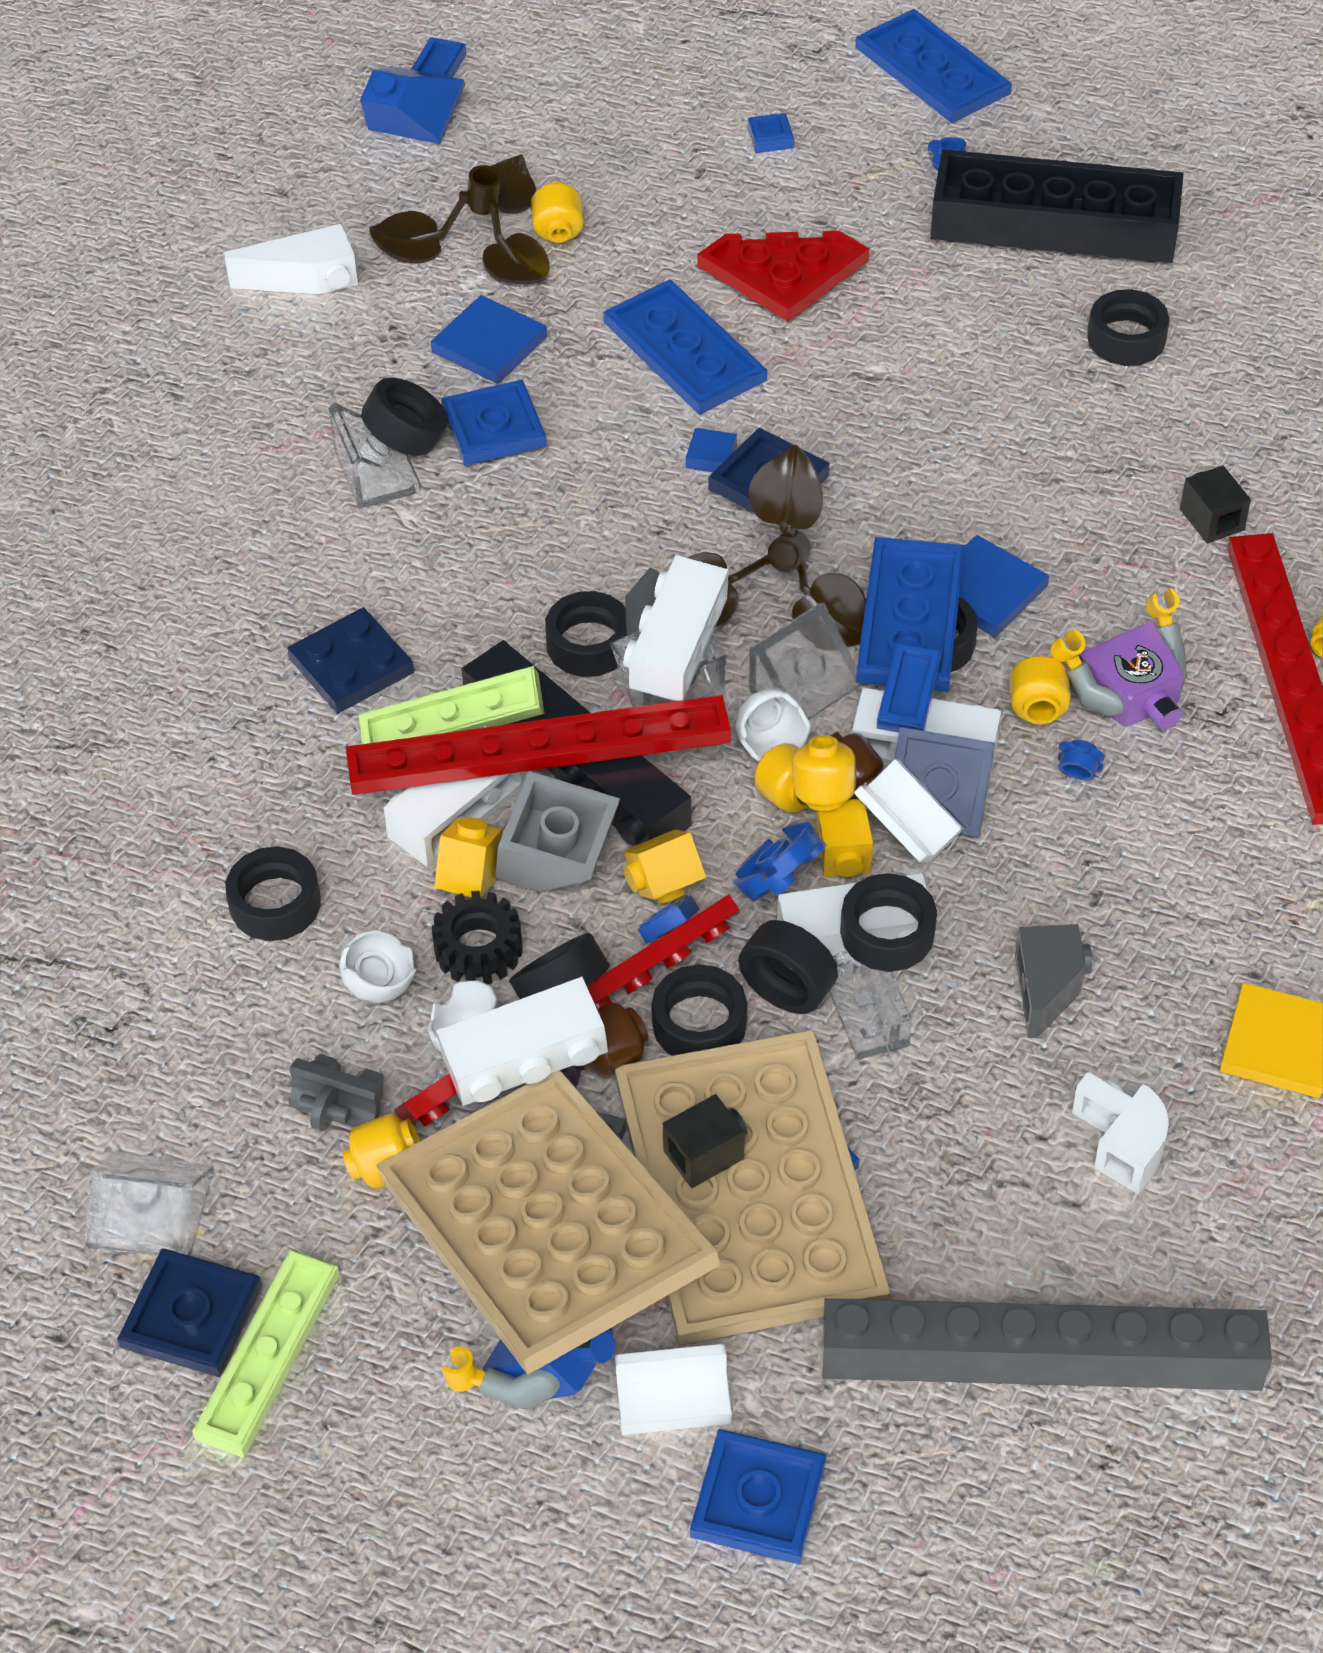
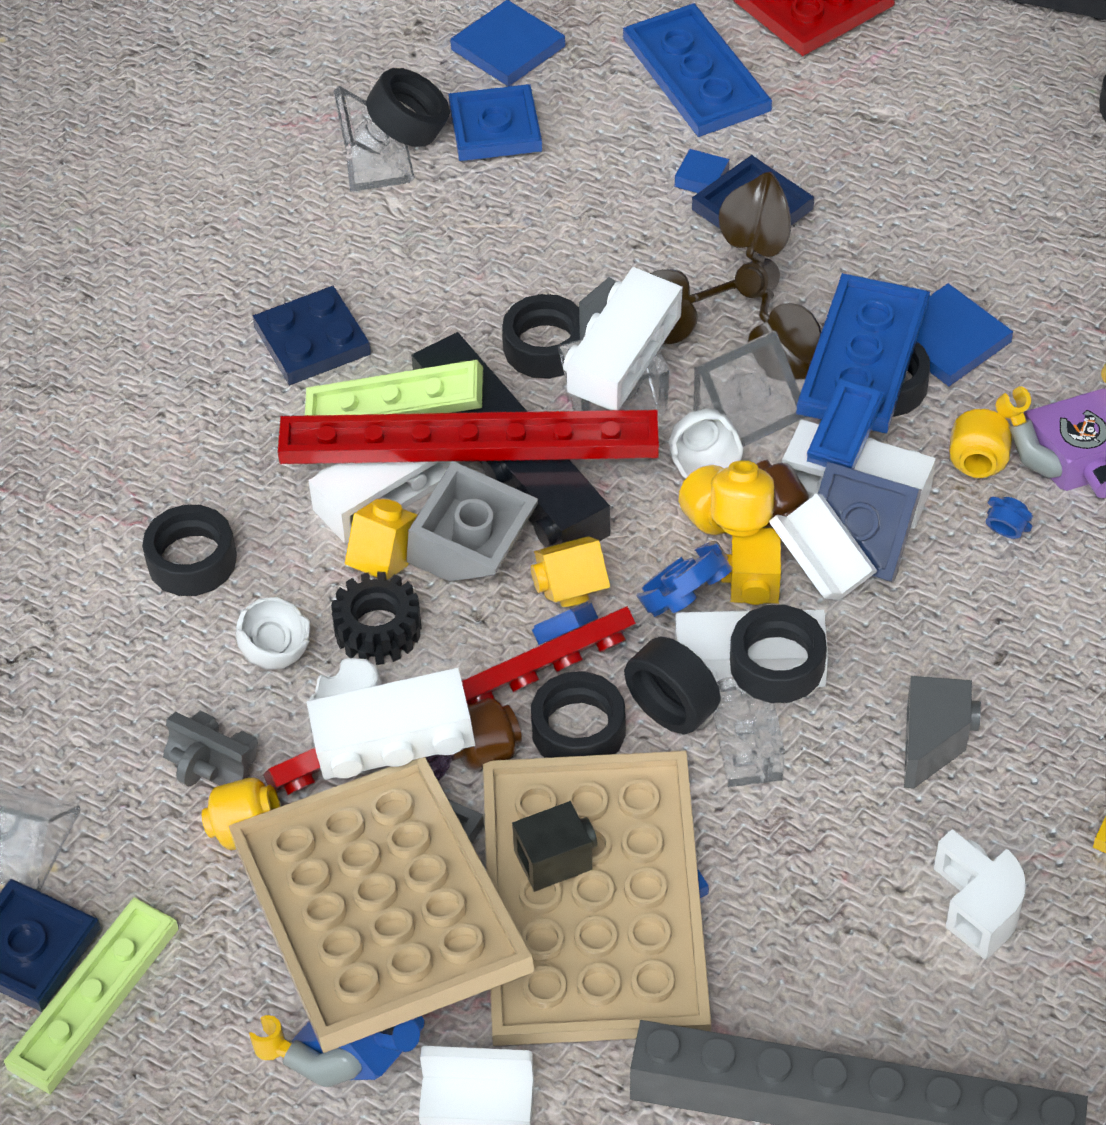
camera: 10 degrees right, 0 degrees up
(562, 964) = (464, 651): black tyre -> none

